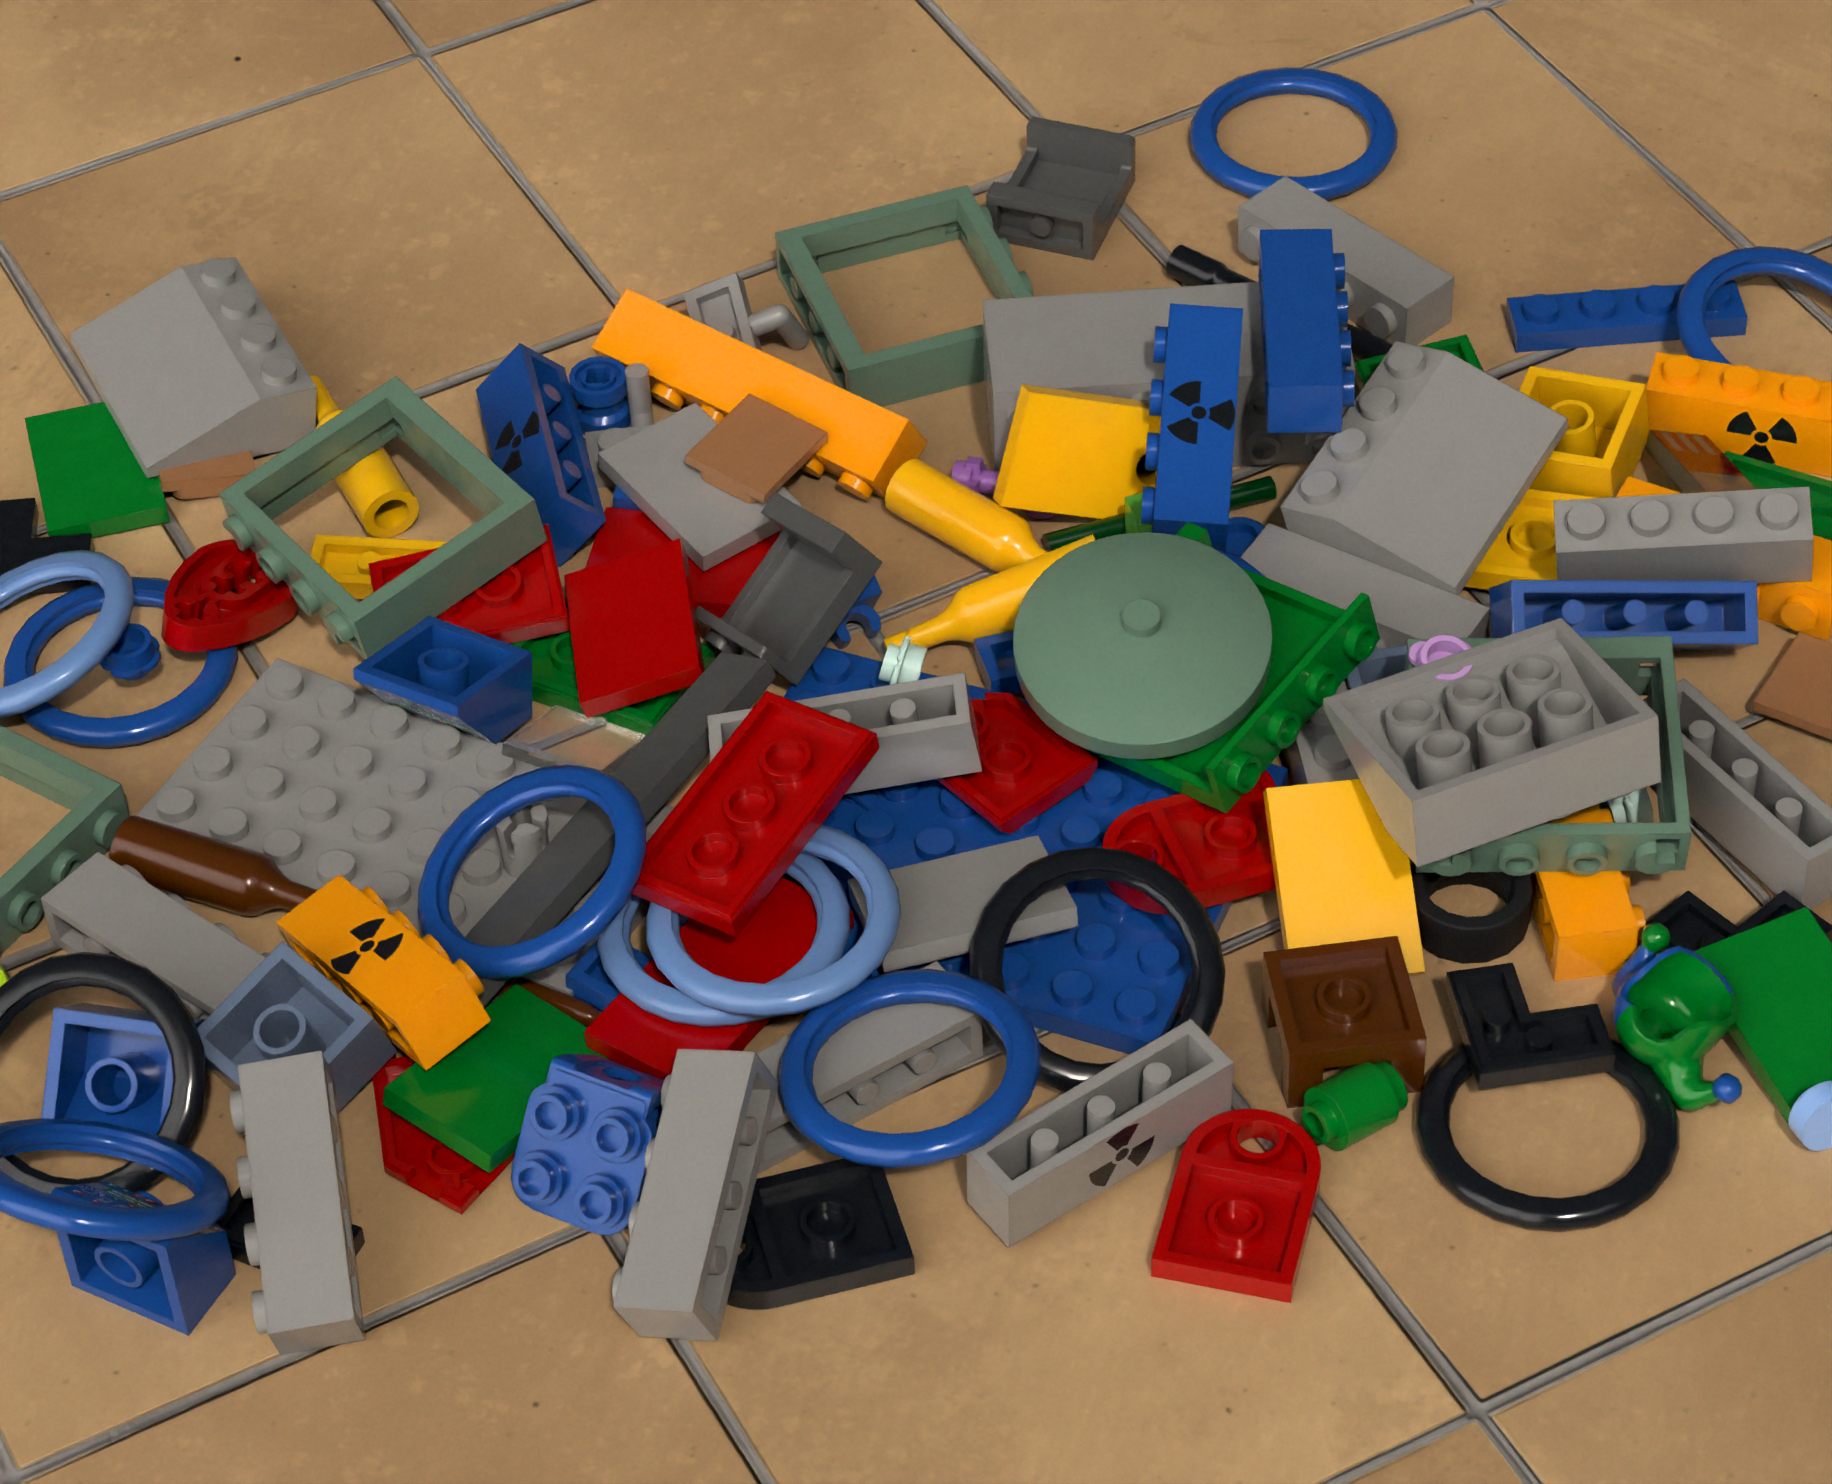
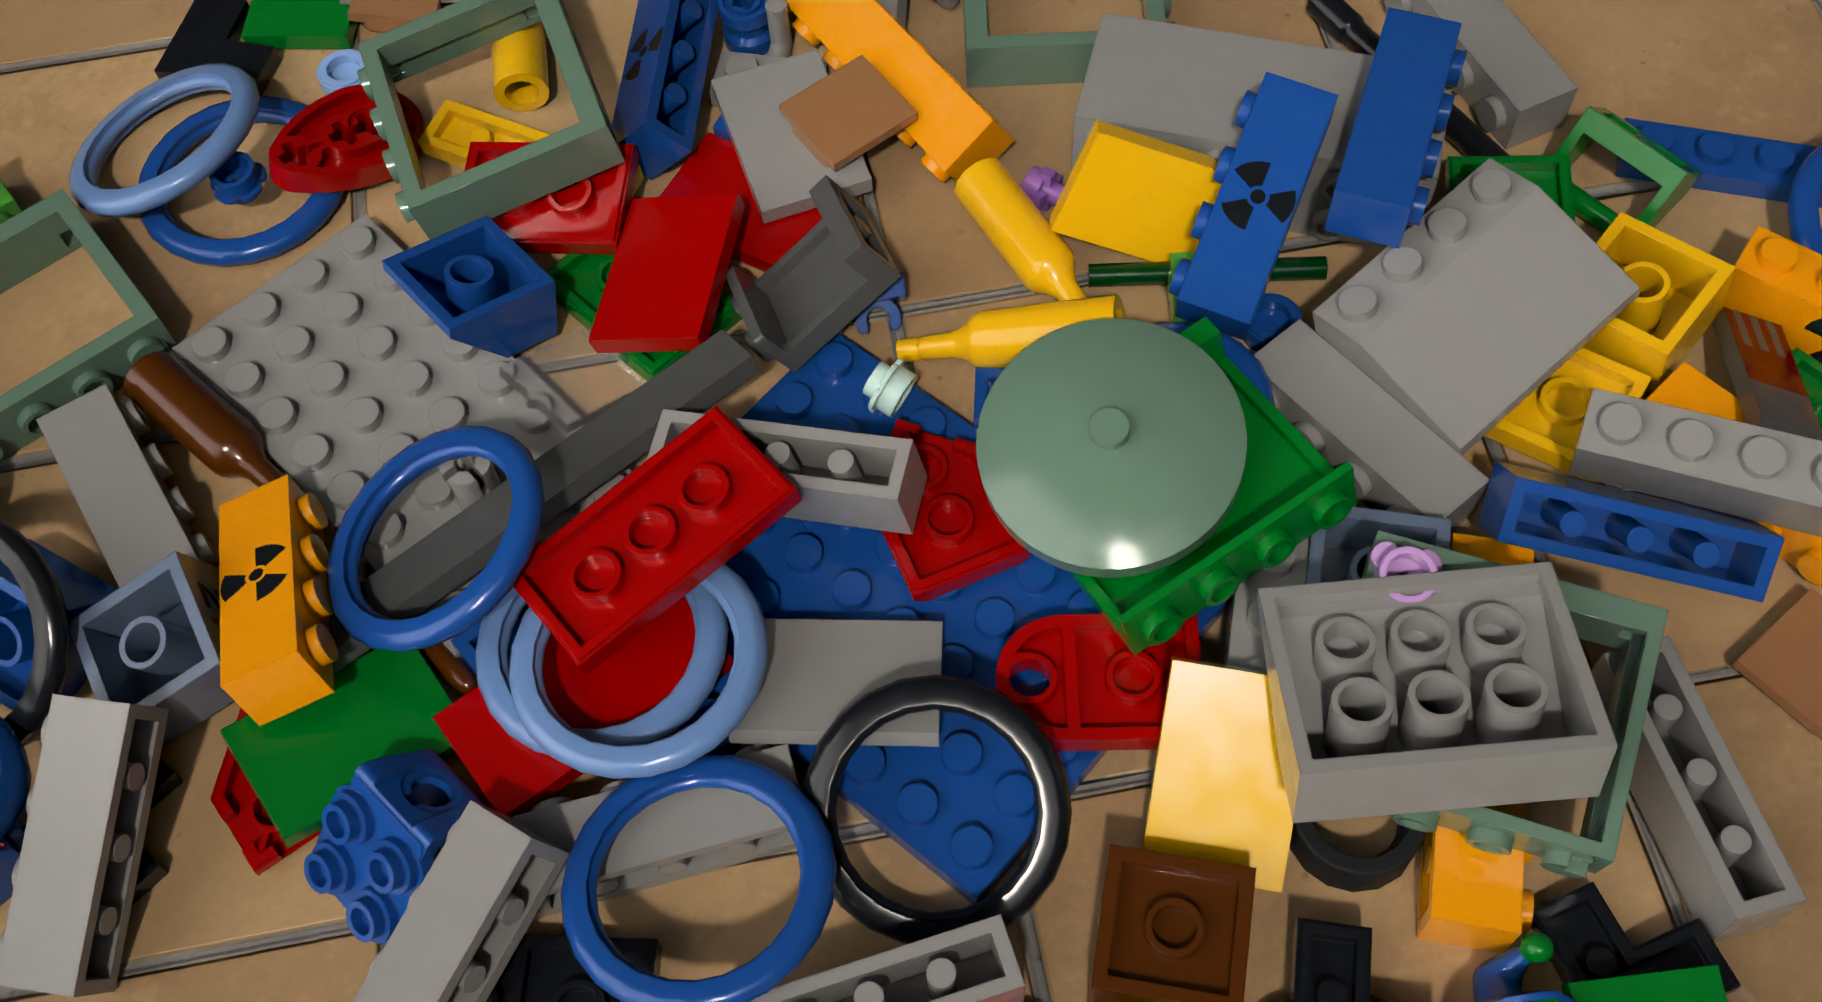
camera: 20 degrees right, 15 degrees up
(176, 541) = (339, 70): none -> light blue tile
(1485, 304) = (1636, 149): none -> green tile

